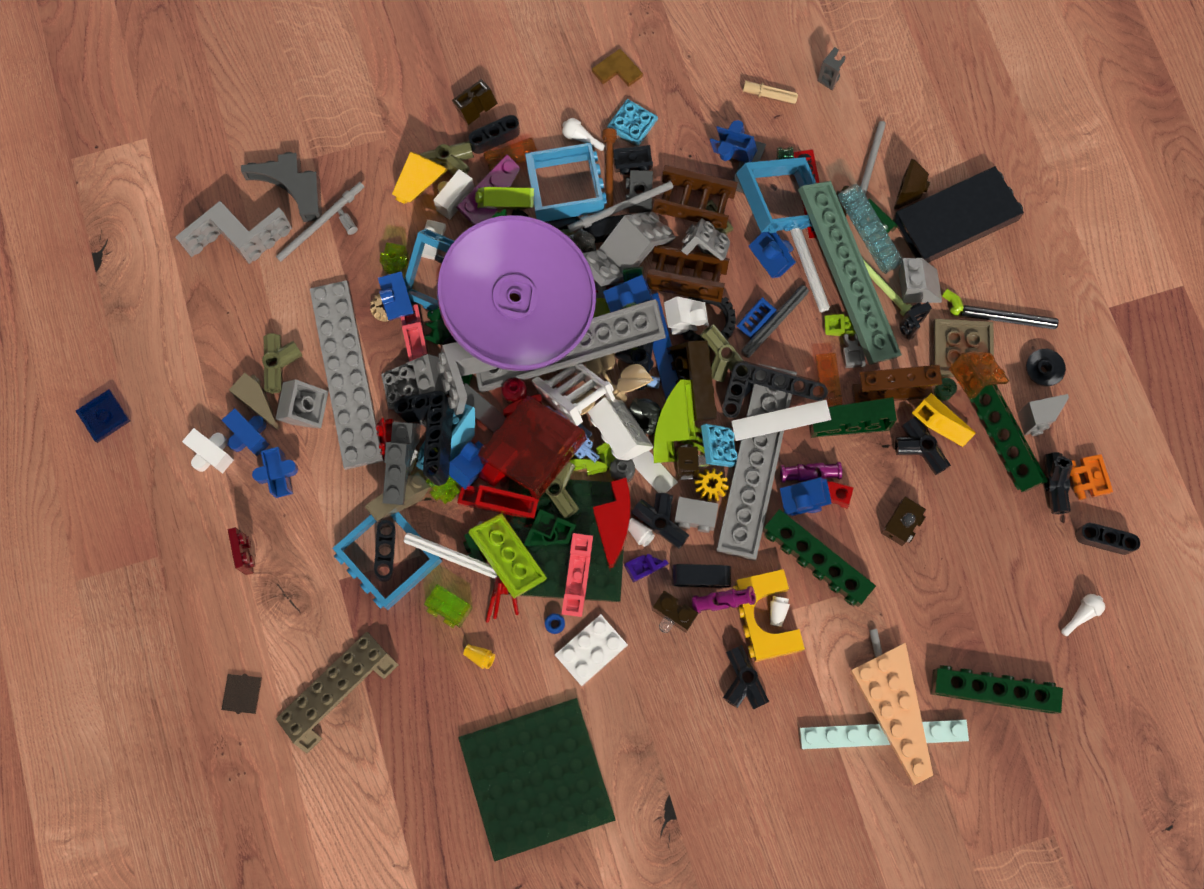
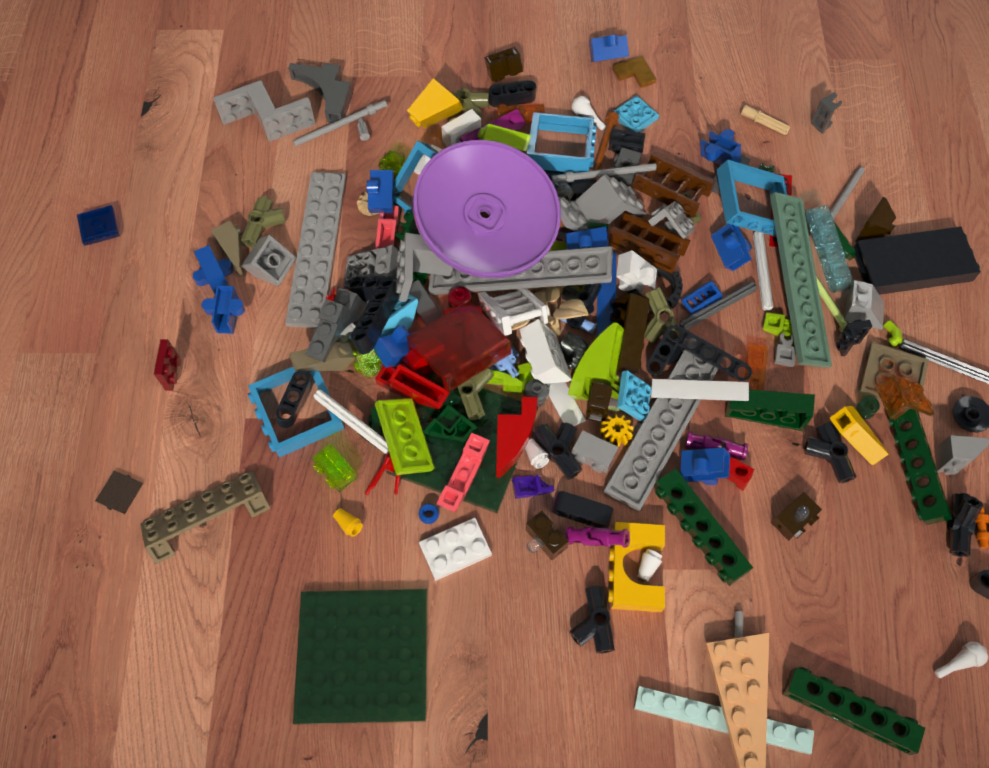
camera: 15 degrees right, 10 degrees down
(208, 451) = (173, 277): white piece -> none
(581, 50) = (608, 48): none -> blue piece
(897, 383) = (831, 387): reddish brown fence -> none

